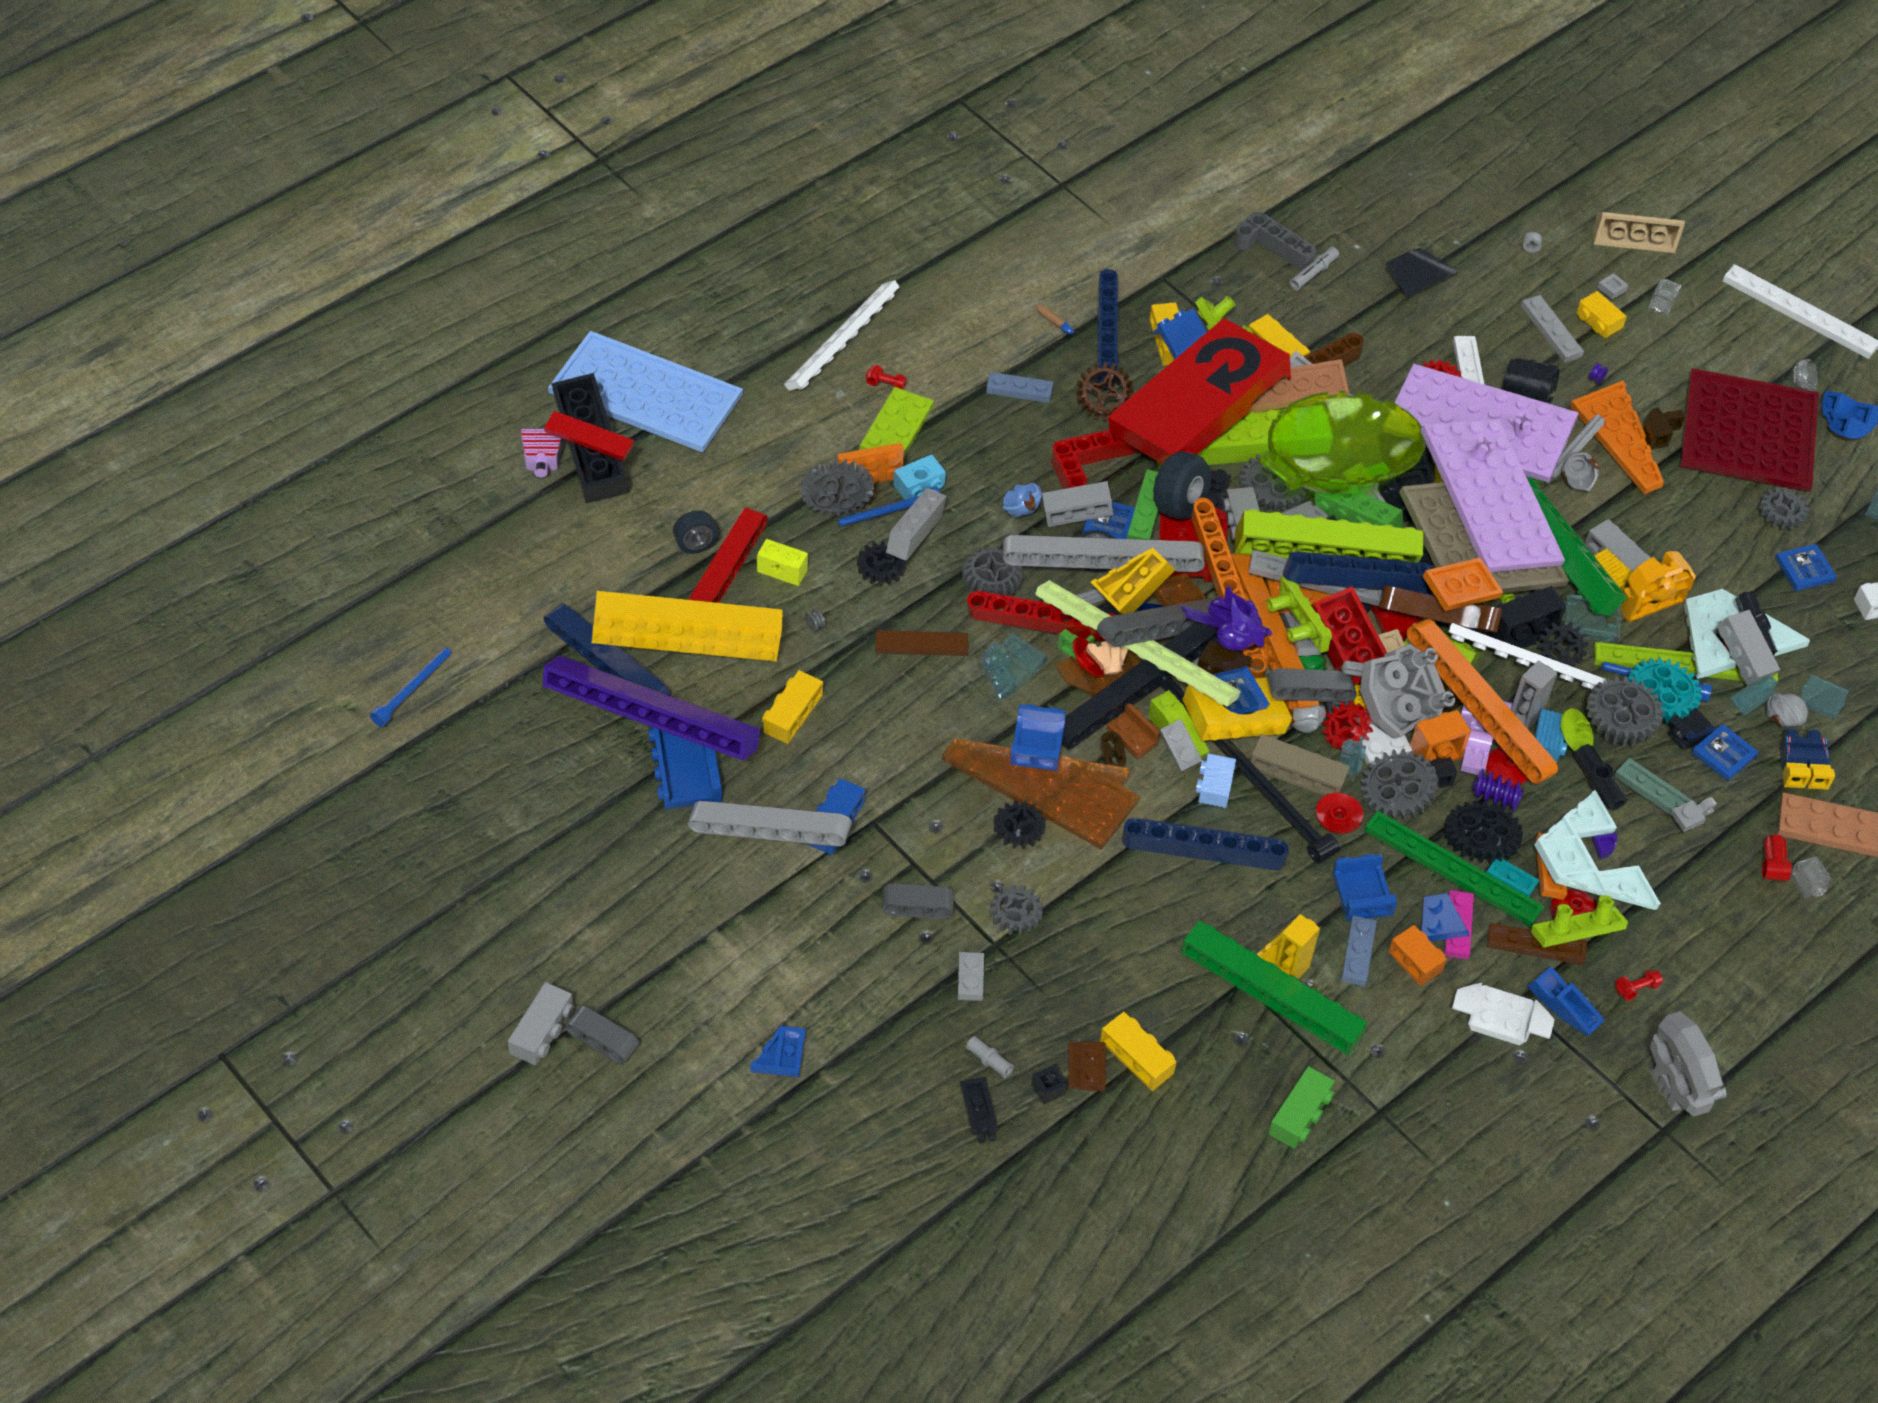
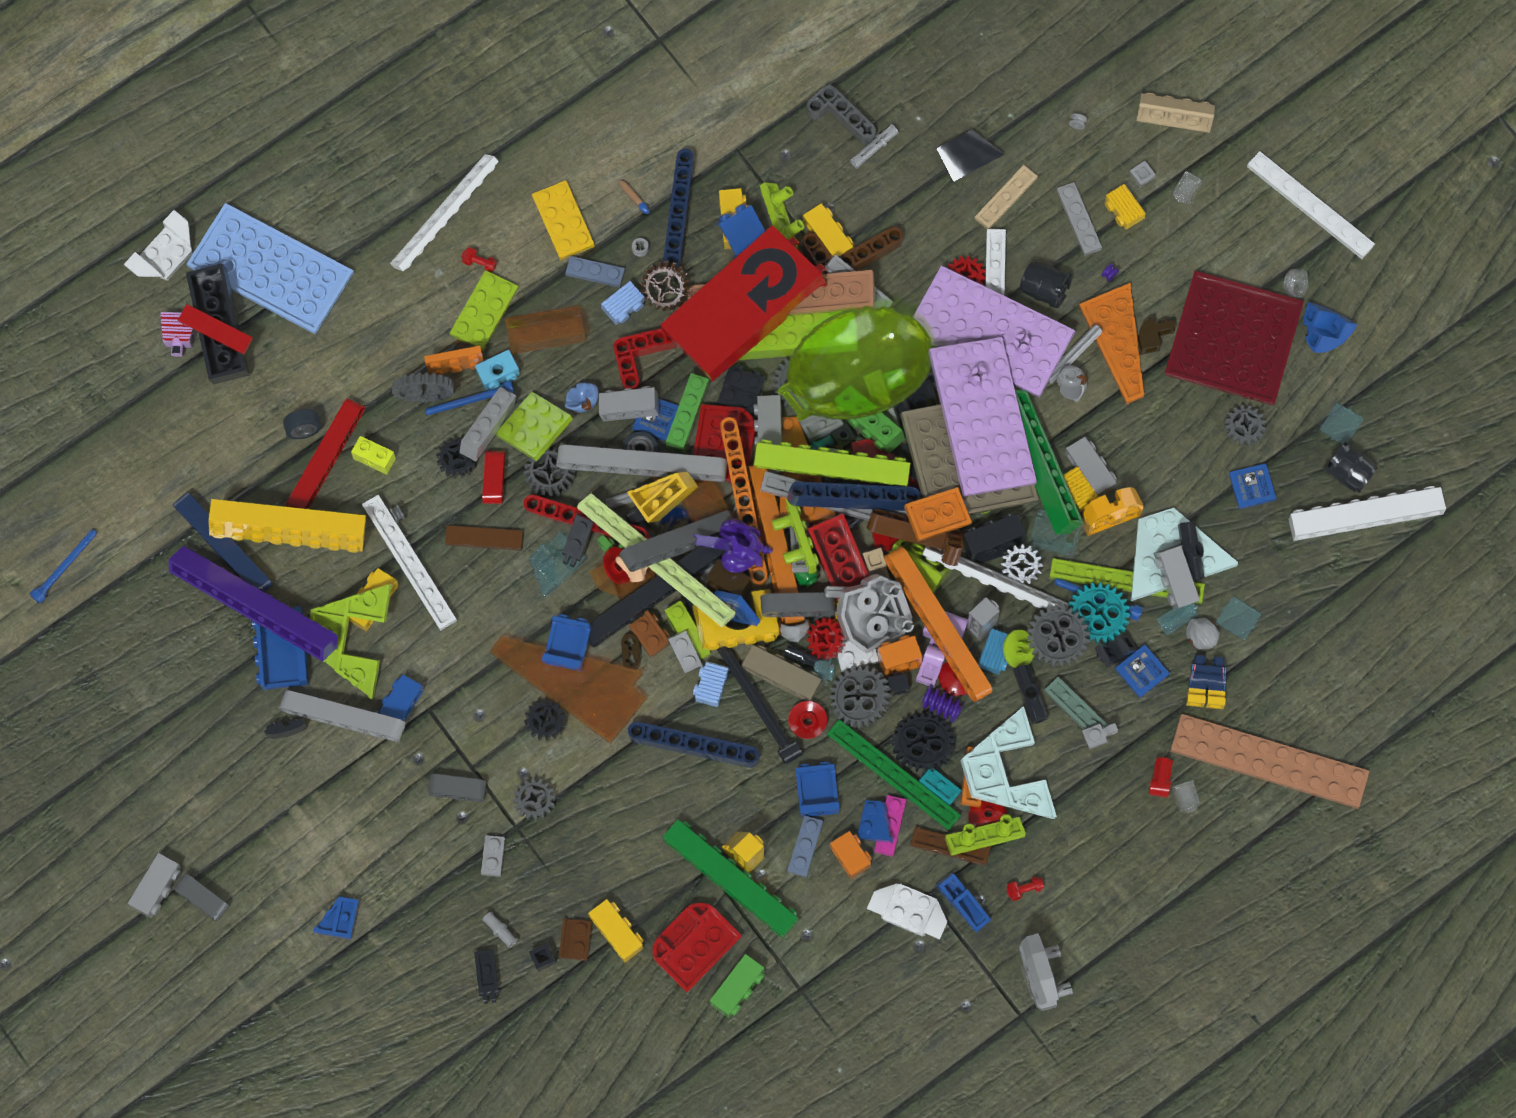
camera: 10 degrees right, 20 degrees up
(525, 377) = (165, 252): none -> white piece
(690, 847) = (277, 730): none -> black slope
(781, 780) = (335, 617): none -> lime wing
(837, 671) = (409, 562): none -> white plate
(927, 581) = (493, 477): none -> red beam
(969, 528) = (534, 426): none -> lime plate
(972, 441) = (545, 329): none -> clear orange slope
(977, 341) = (563, 220): none -> yellow plate
(1037, 633) = (577, 539): none -> black hinge
(1056, 412) = (623, 303): none -> light blue brick
(1068, 358) = (634, 247): none -> light grey bush
(1180, 483) = (715, 399): black wheel -> none
(1238, 1061) = (693, 944): none -> red plate
(1320, 747) = (800, 655): none -> black axle
(1467, 311) = (1006, 197): none -> tan tile
(1604, 844) = (1024, 756): dark purple tile -> none

